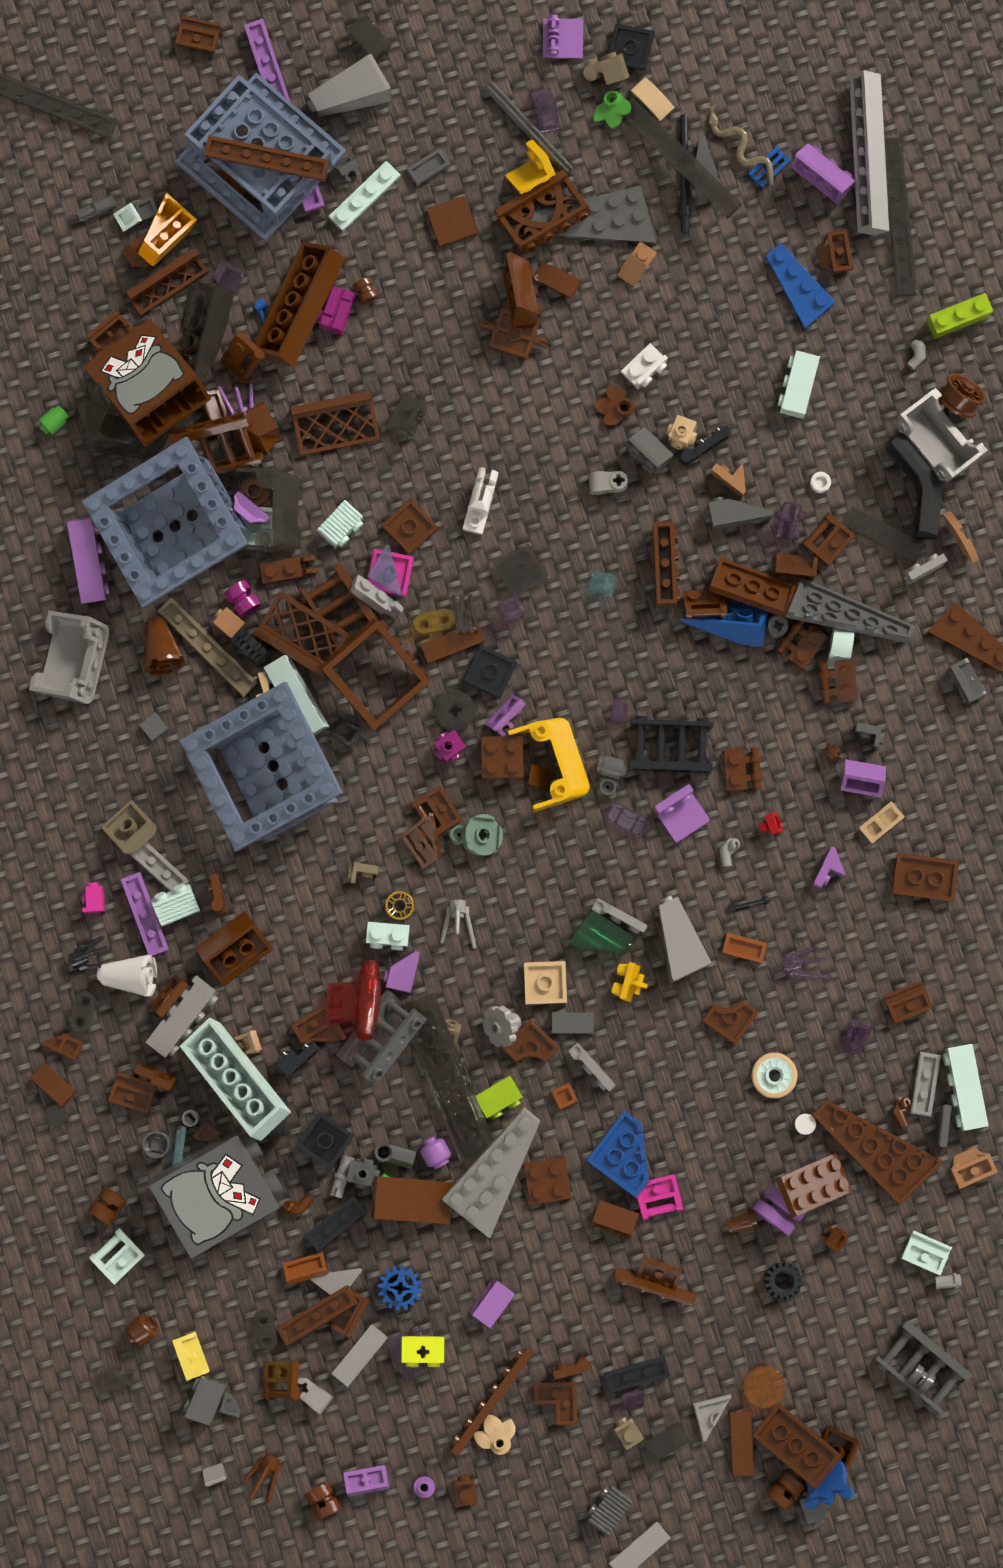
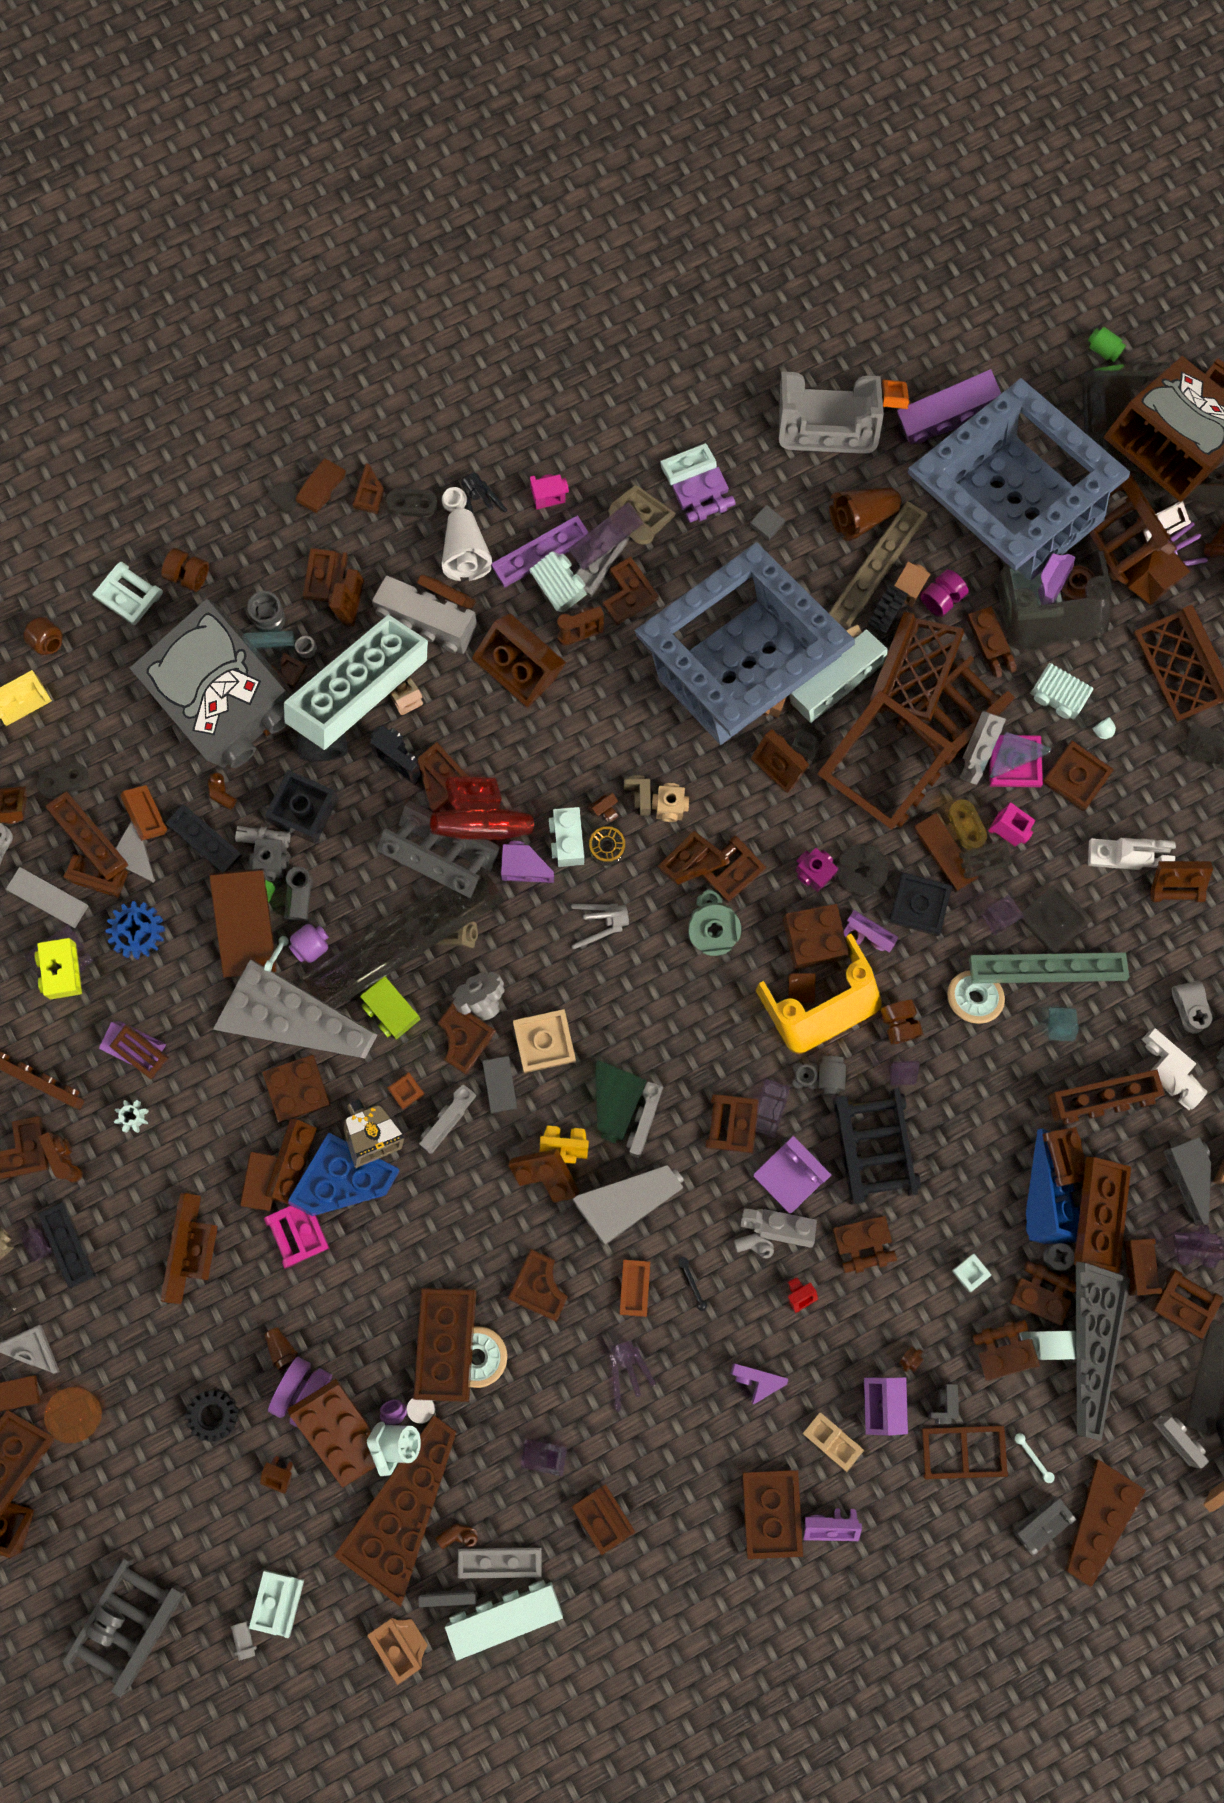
camera: 80 degrees right, 5 degrees down
(66, 602) = (895, 394): none -> orange tile
(86, 977) = (453, 499): none -> white plate
(92, 781) = (688, 464): none -> light aqua plate
(114, 775) = (700, 489): none -> medium lavender plate
(146, 859) = (606, 535): none -> clear purple tile
(194, 844) = (635, 592): none -> reddish brown plate
(358, 757) = (779, 760): none -> reddish brown plate
(367, 903) = (604, 806): none -> reddish brown tile
(376, 497) = (1105, 728): none -> light aqua hinge
(380, 855) = (670, 811): none -> tan brick
(428, 1173) = (283, 941): none -> light aqua hinge
(439, 581) = (1013, 825): none -> dark pink brick
(496, 1288) = (157, 1065): none -> reddish brown tile
(506, 473) = (1181, 874): none -> reddish brown plate
(548, 1317) = (131, 1109): none -> light aqua gear
(558, 584) = (1048, 968): none -> sand green plate
(567, 632) = (973, 1011): none -> wheel
(580, 705) = (901, 1022): none -> reddish brown wheel
(593, 1128) = (370, 1133): none -> torso
(604, 1192) = (290, 1160): none -> reddish brown plate
(637, 844) = (740, 1127): none -> reddish brown plate
(644, 996) = (549, 1169): none -> reddish brown plate
(653, 508) = (1174, 1070): none -> white plate
(718, 829) = (780, 1226): none -> light grey hinge
(761, 1097) = (445, 1345): none -> reddish brown tile
(777, 694) = (971, 1272): none -> light aqua plate
(804, 1144) = (393, 1412): none -> medium lavender plate
(829, 1147) = (393, 1445): none -> light aqua piece
(905, 727) = (964, 1452): none -> reddish brown window
(933, 670) = (1047, 1476): none -> light aqua hinge
(941, 843) = (829, 1529): none -> medium lavender plate

